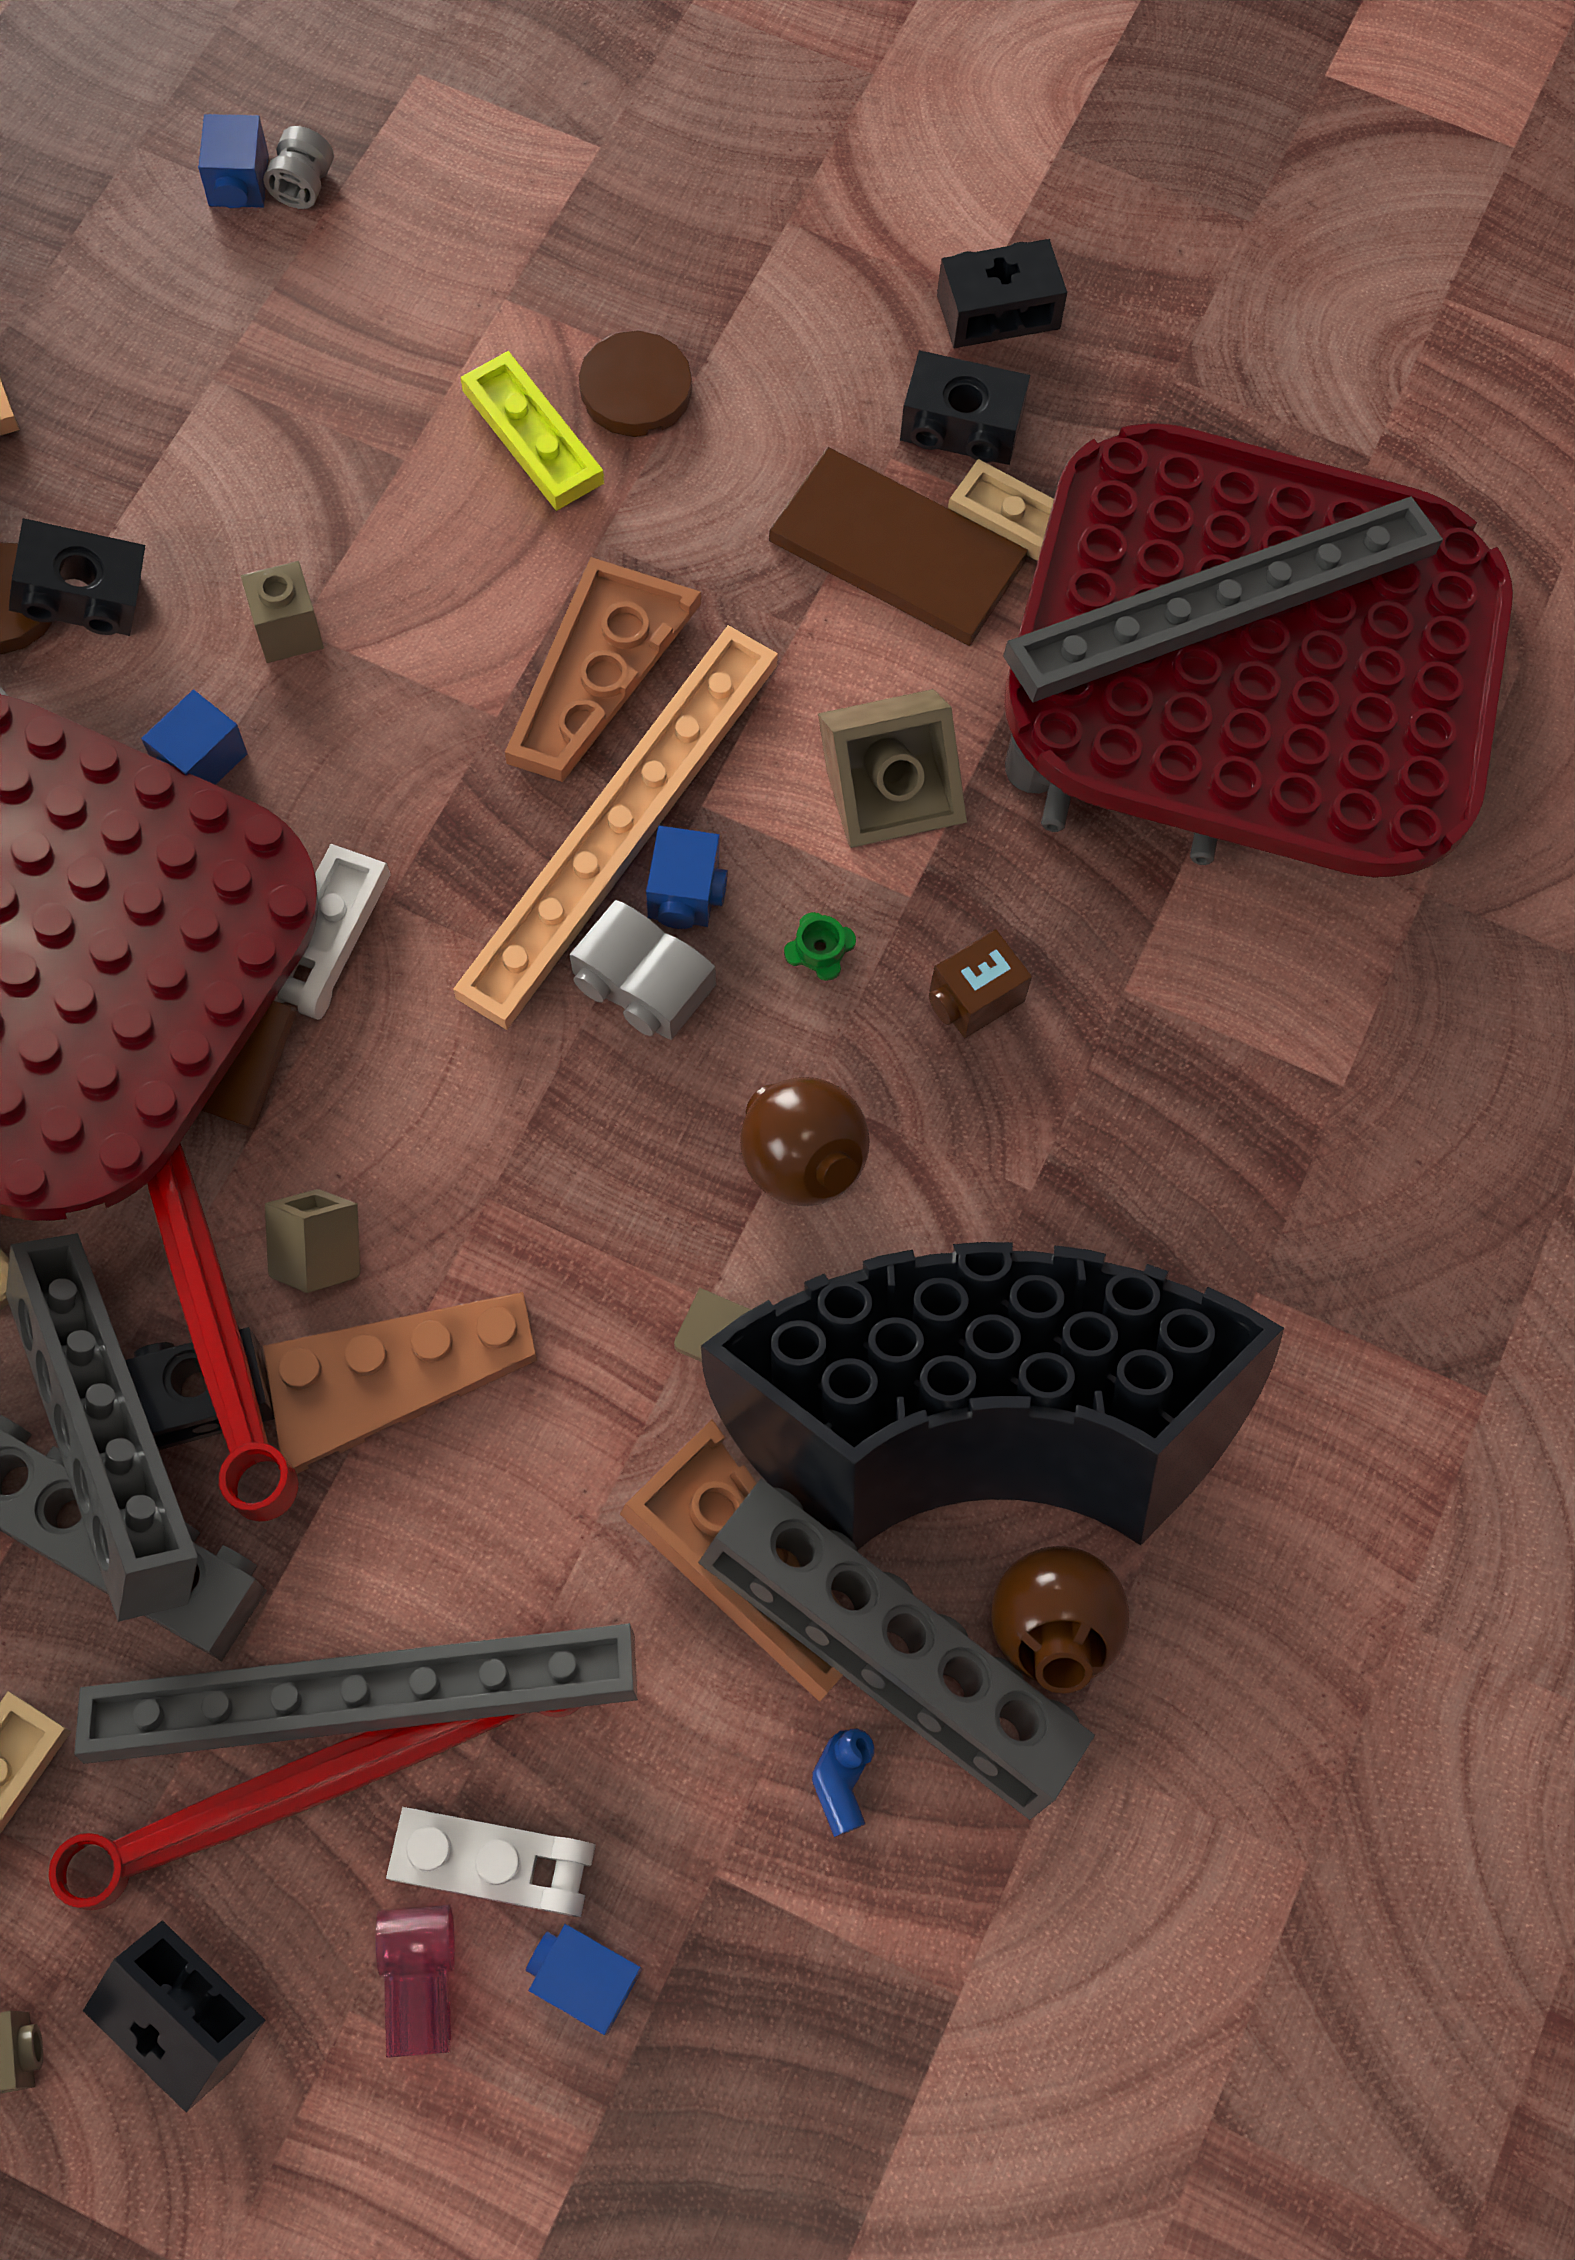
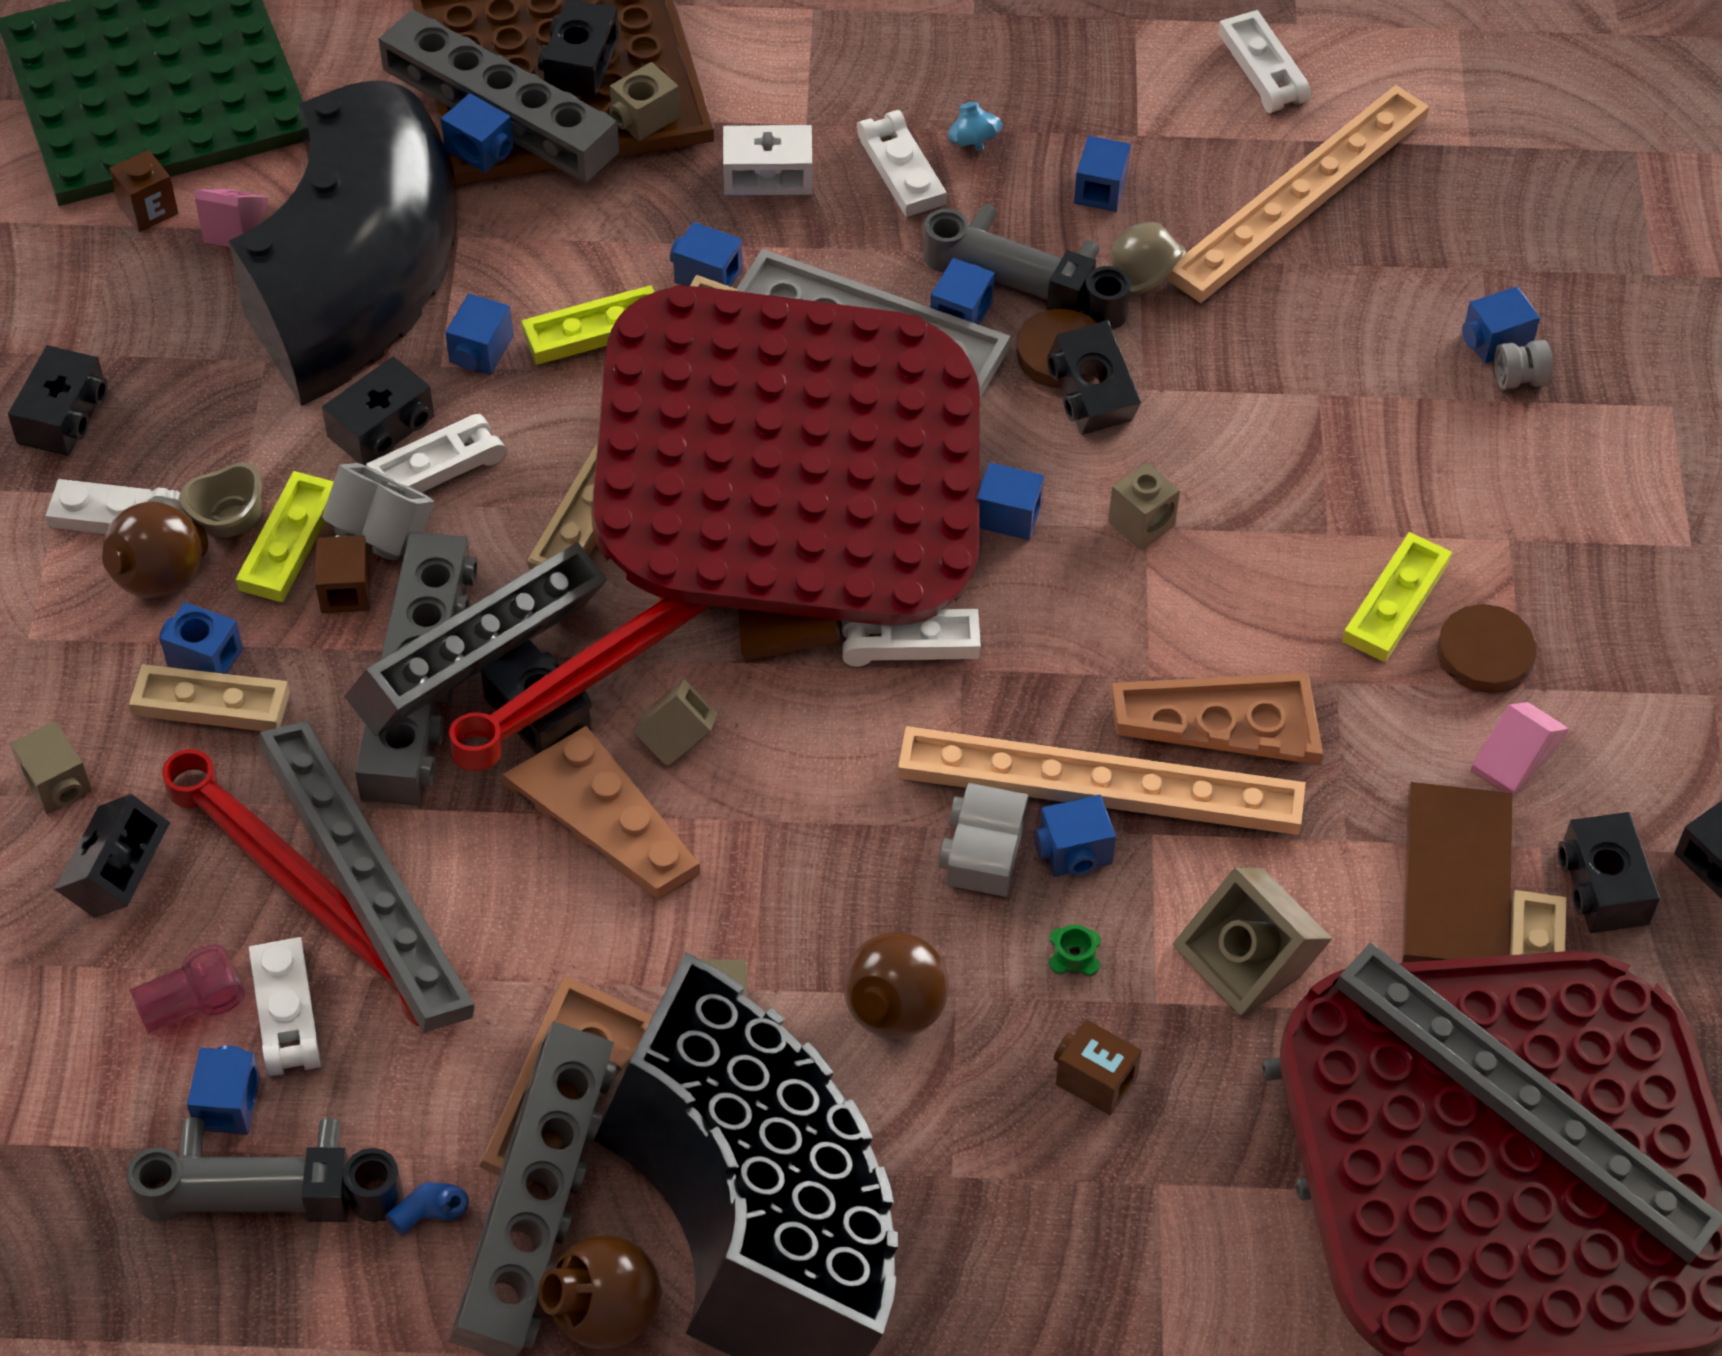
camera: 70 degrees right, 15 degrees down
(736, 1975) = (312, 1184): none -> dark grey piece
(773, 413) = (1518, 746): none -> bright pink slope

